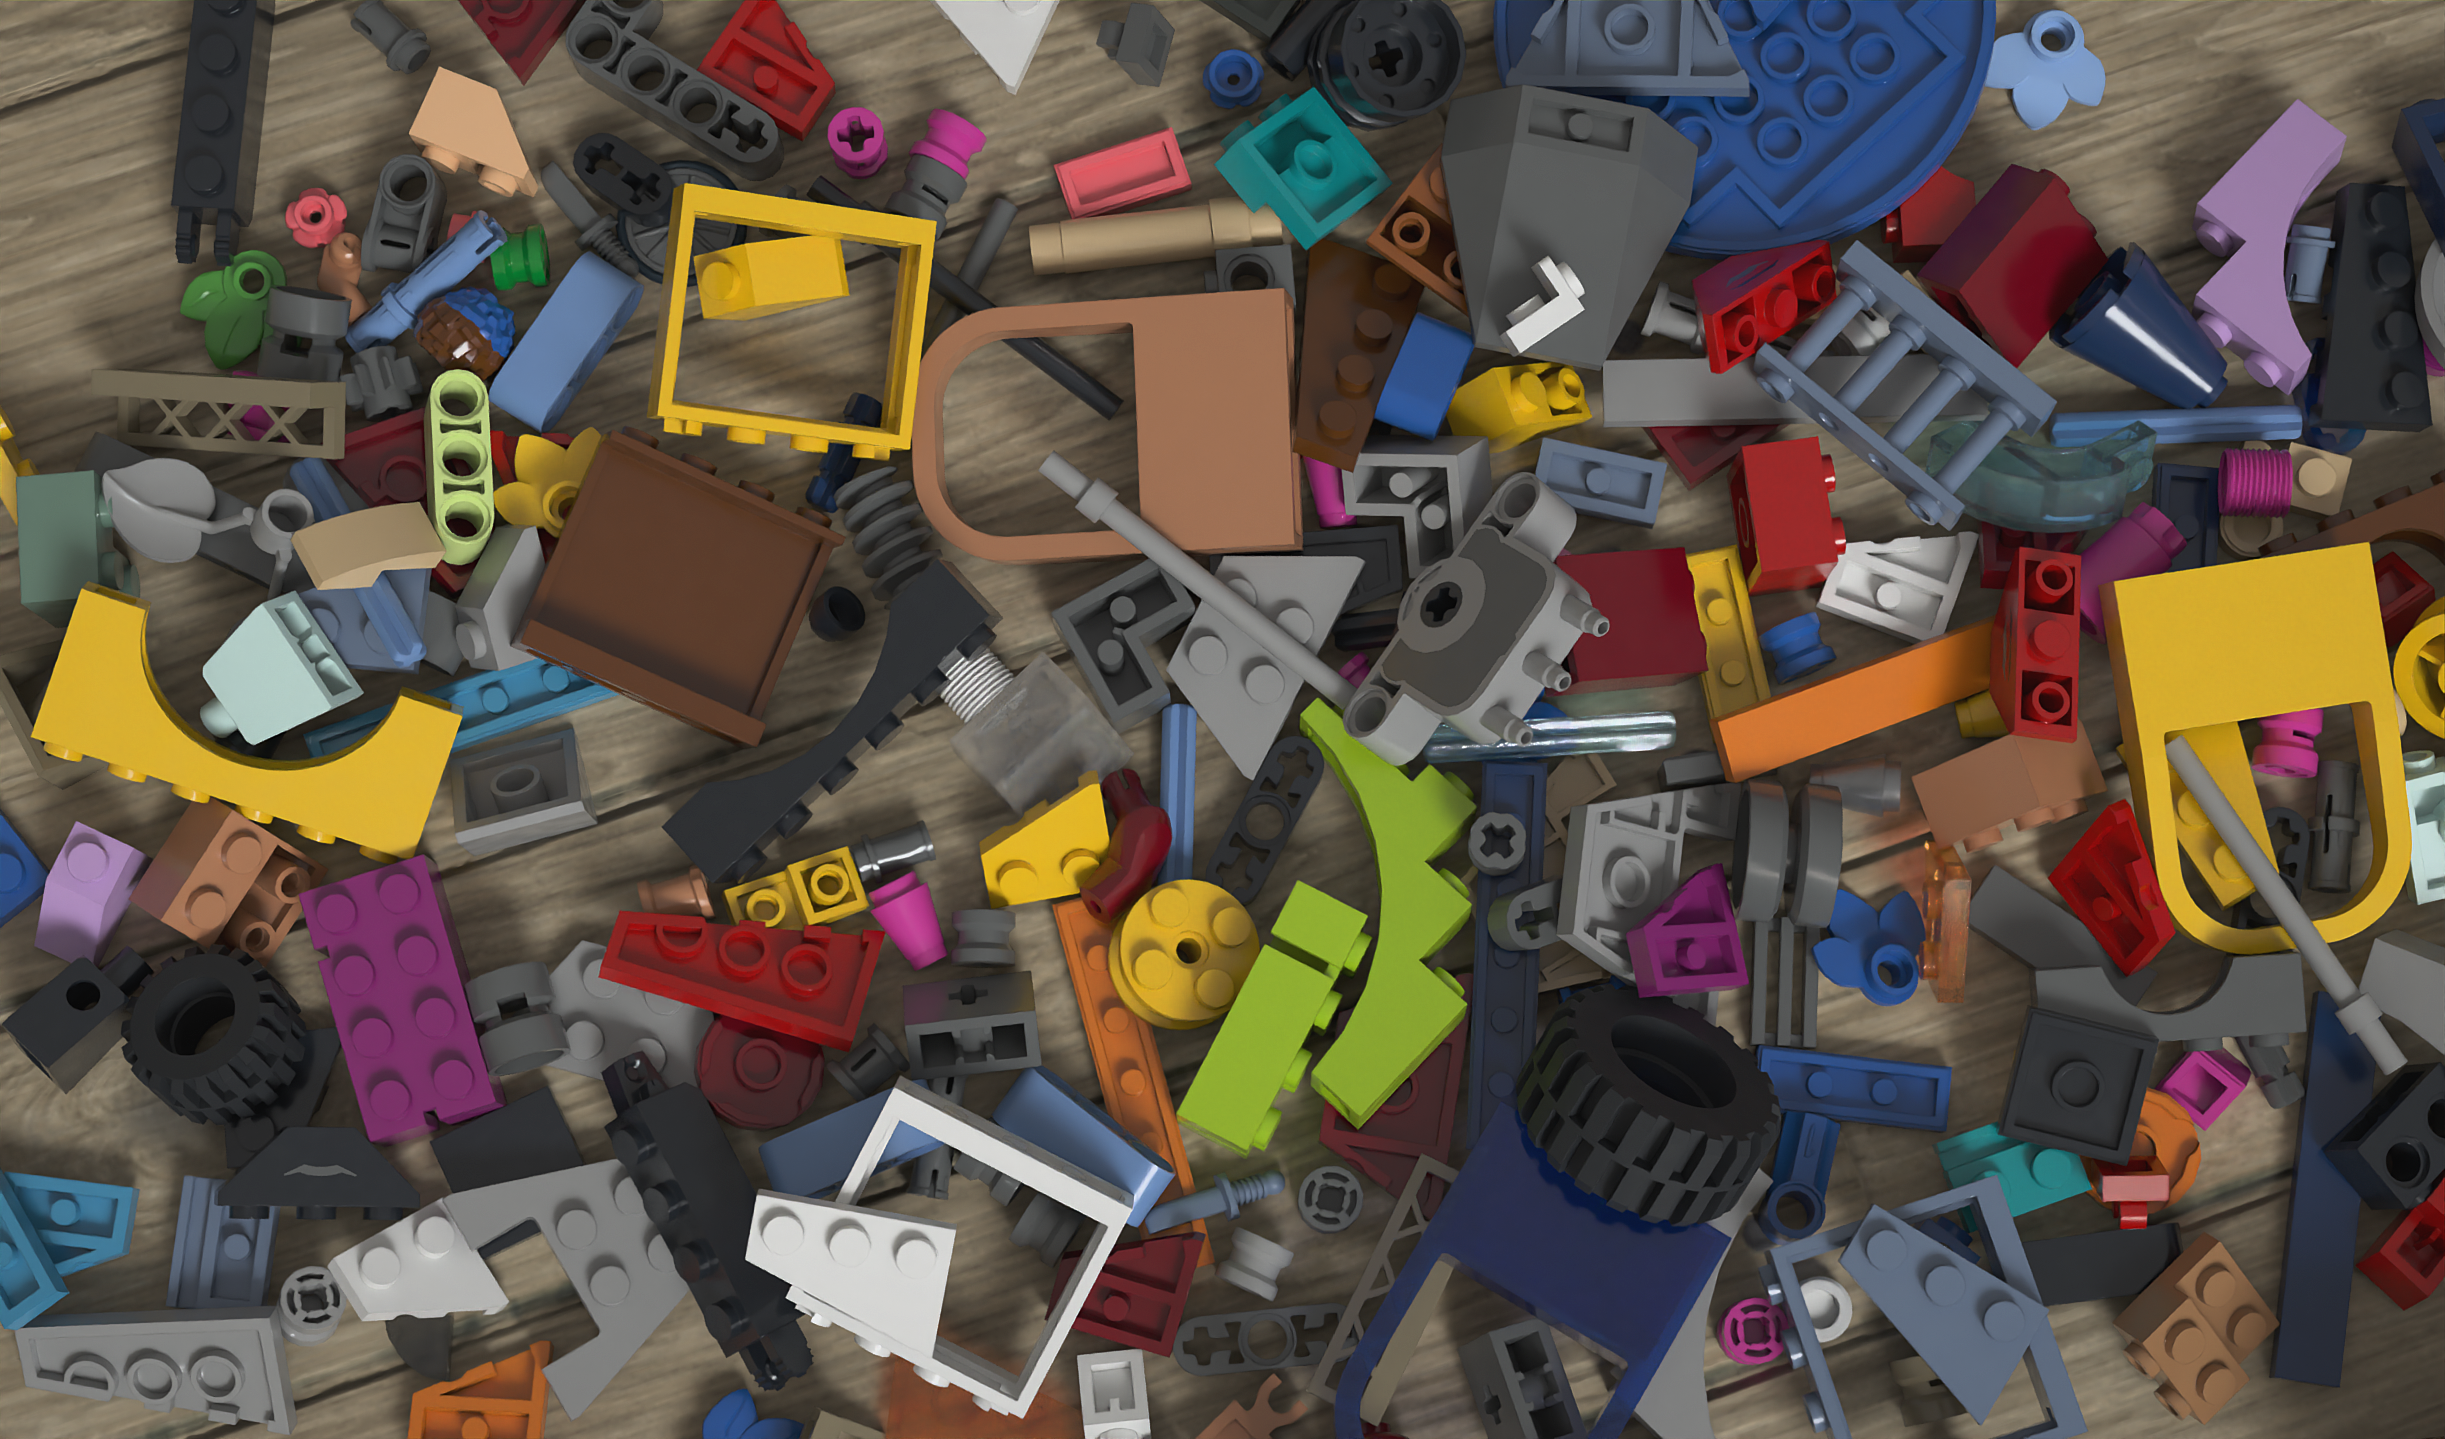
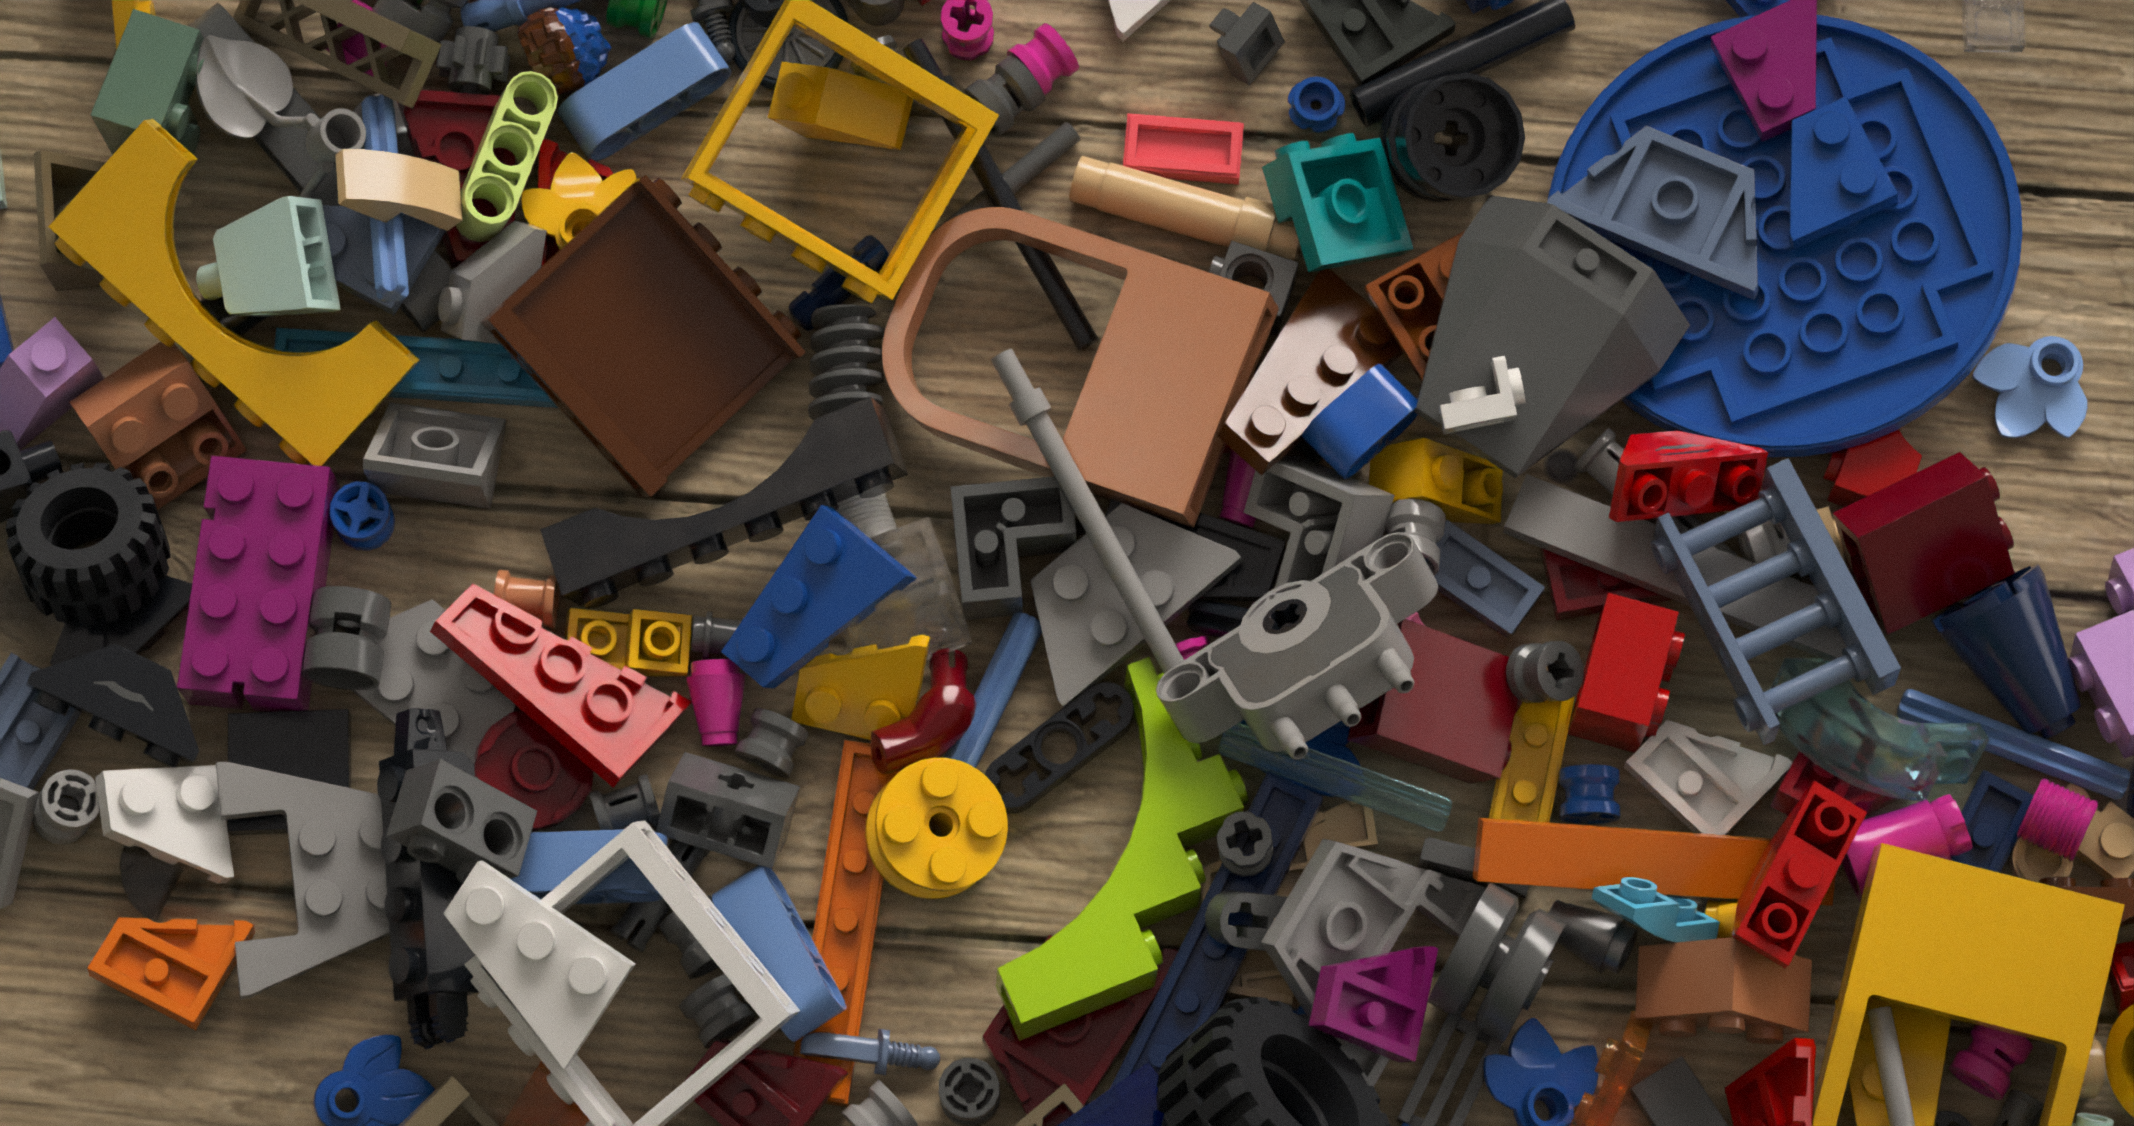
camera: 25 degrees right, 5 degrees down
(465, 880) = (356, 505): none -> blue wheel
(717, 1157) = (470, 824): none -> dark grey brick
(836, 614) = (770, 416): black hinge -> none
(965, 778) = (815, 594): none -> blue wing
(1272, 1019) = (986, 917): lime piece -> none
(1522, 452) = (1423, 523): none -> light grey wheel
(1708, 548) = (1529, 675): none -> dark grey wheel
(1922, 739) = (1663, 916): none -> medium azure slope

